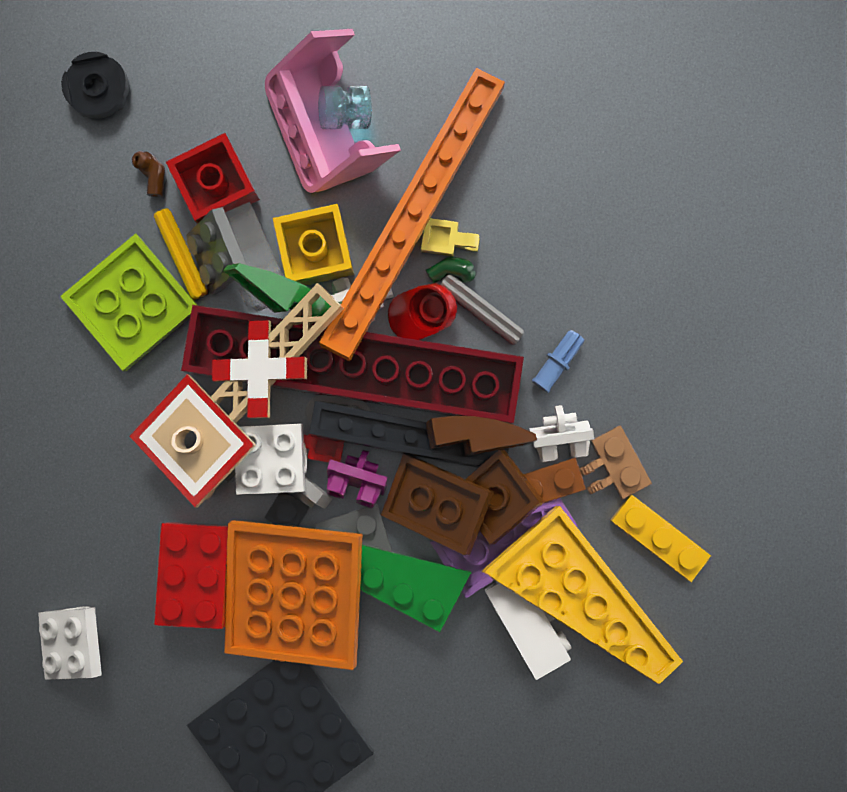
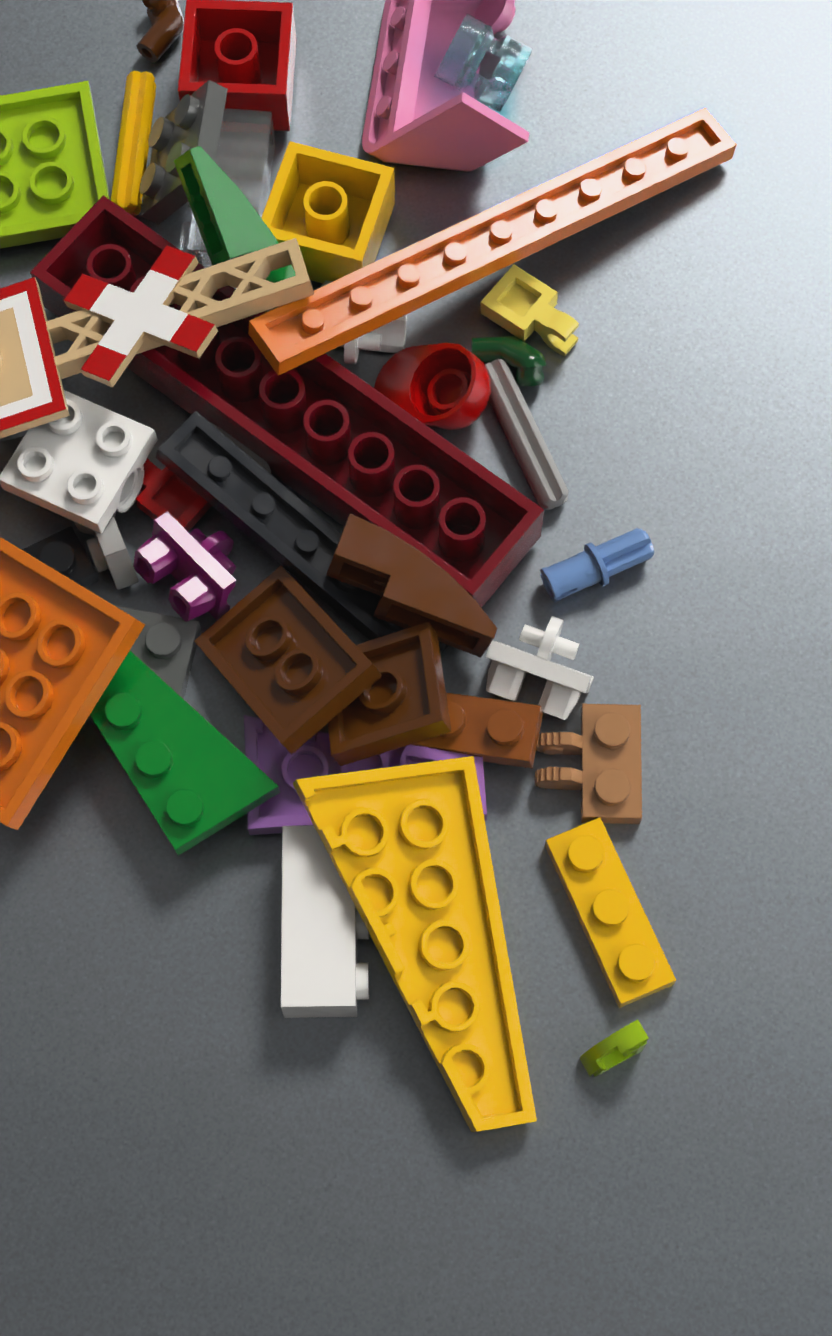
camera: 25 degrees right, 15 degrees down
(701, 601) = (615, 1049): none -> lime tile

